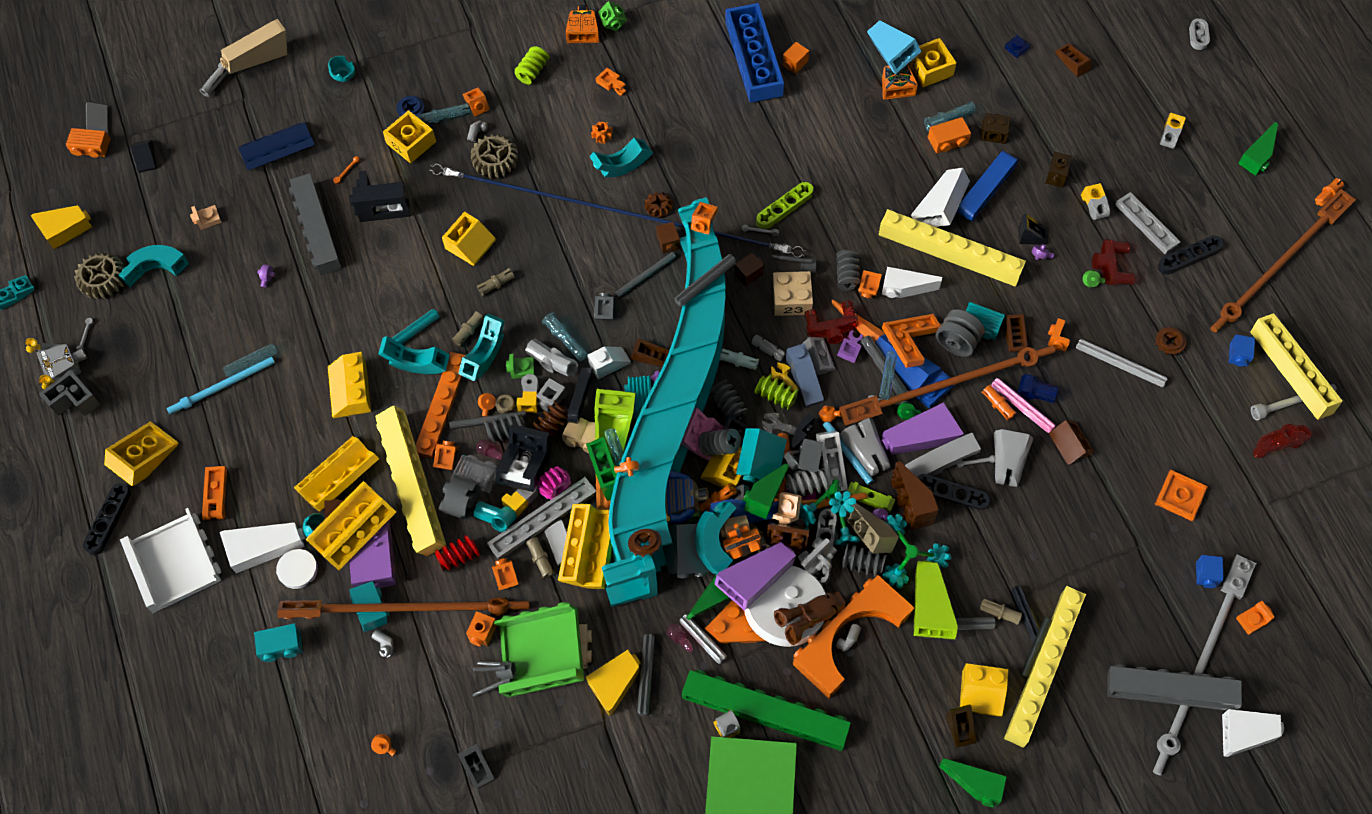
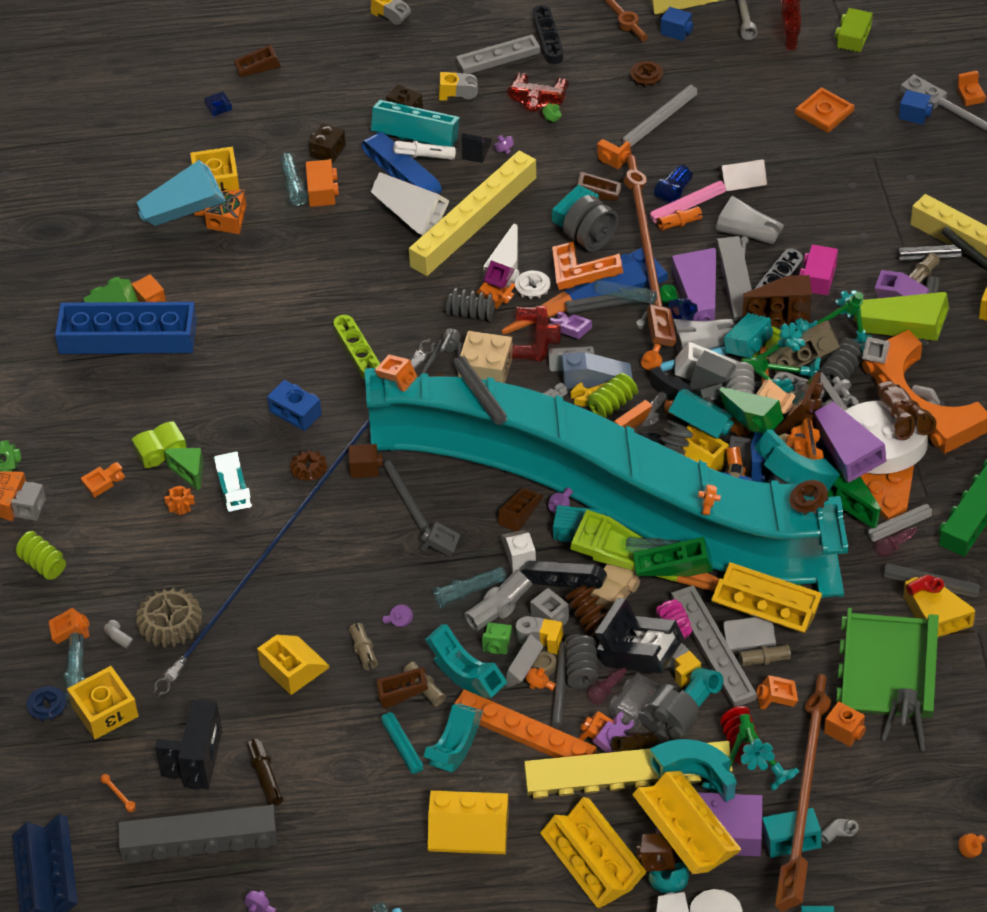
camera: 75 degrees left, 15 degrees down
(376, 248) = (261, 763): none -> dark brown axle
(401, 550) = (756, 754): none -> teal plant
(408, 524) = (695, 758): none -> teal arch
(432, 478) = (634, 741): none -> dark brown pin
(436, 463) = (610, 730): none -> medium lavender plate
(452, 310) = (392, 682): none -> reddish brown slope
(496, 387) = (523, 661): none -> light grey slope
(526, 298) = (400, 616): none -> medium lavender piece
(580, 45) = (29, 501): none -> light grey brick
(624, 666) = (925, 583): none -> red arm
(635, 128) = (186, 464): none -> bright green slope
(650, 106) = (152, 443): none -> lime brick
(715, 170) = (294, 405): none -> blue brick
(720, 398) = (635, 416): none -> orange slope
(782, 35) = (116, 291): none -> bright green slope
(868, 479) = (748, 335): none -> teal brick
(878, 583) = (876, 350): none -> light grey slope
(880, 279) = (498, 274): none -> magenta slope
(882, 422) = (682, 308): none -> clear blue piece
(888, 302) = (536, 278): none -> white gear
(962, 594) = (897, 284): none -> medium lavender slope
(972, 524) = (821, 267): none -> dark pink brick
(1006, 194) = (425, 150): none -> white axle
(1035, 181) = (414, 123): none -> teal brick
(1295, 500) = (854, 29): none -> lime brick

